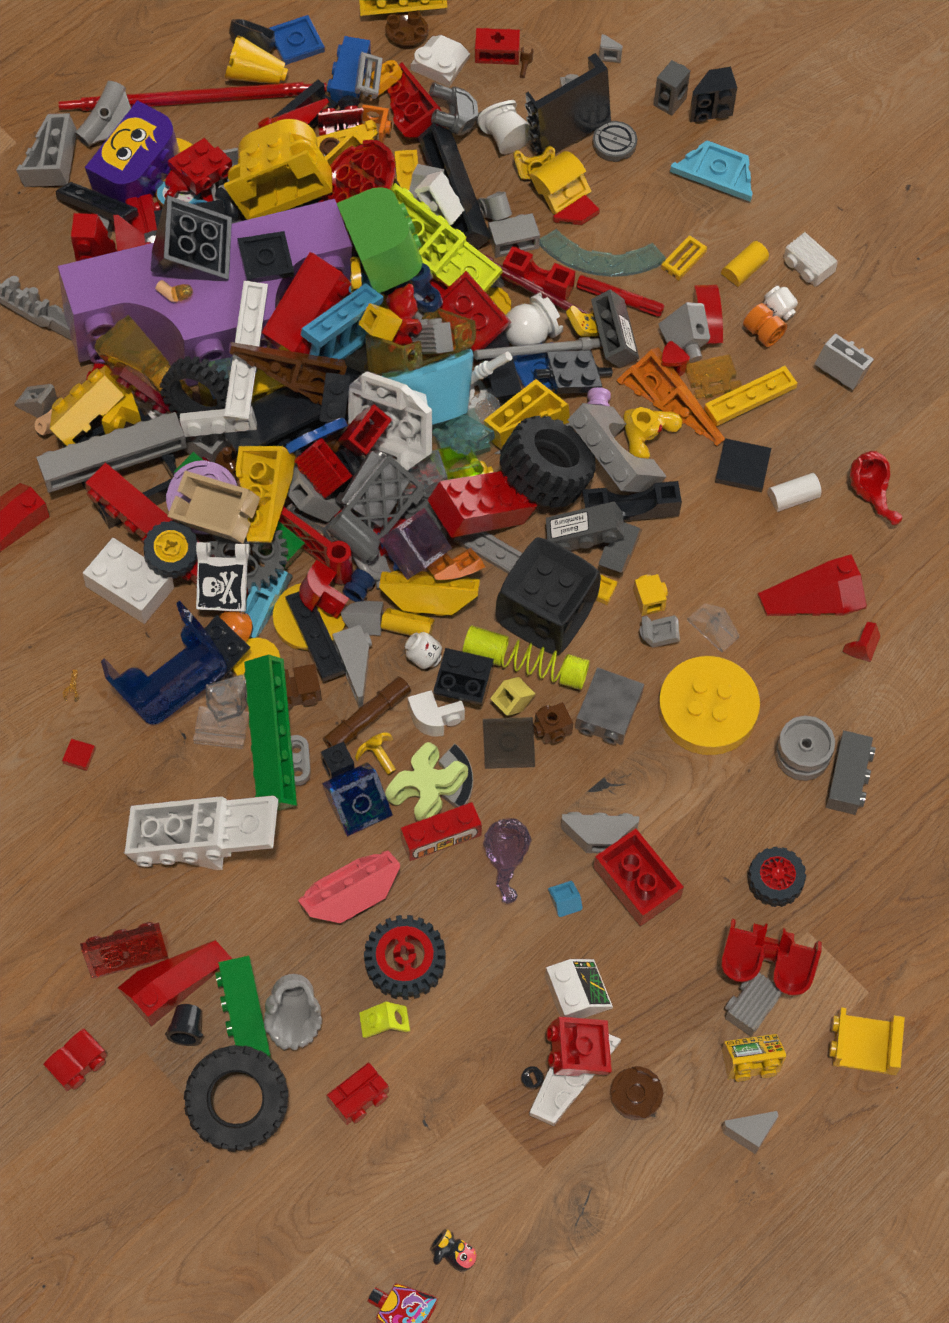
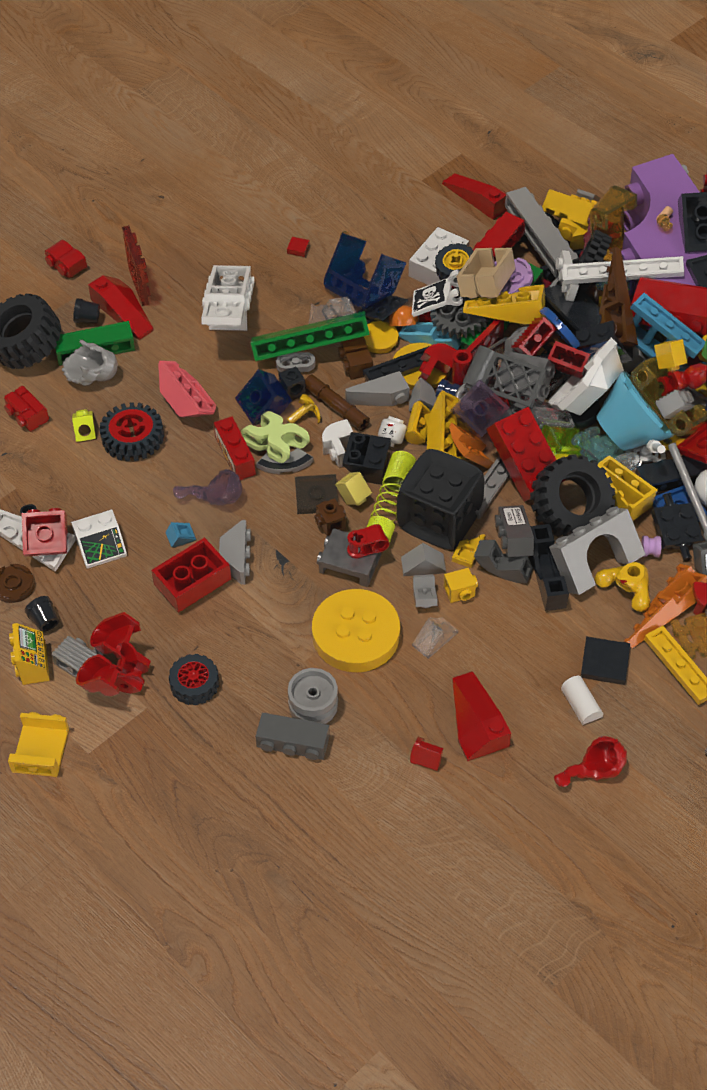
camera: 90 degrees right, 10 degrees down
(605, 678) = (369, 540): none -> red piece
(614, 633) = (423, 561): none -> light grey slope
(690, 1048) = (42, 613): none -> black piece

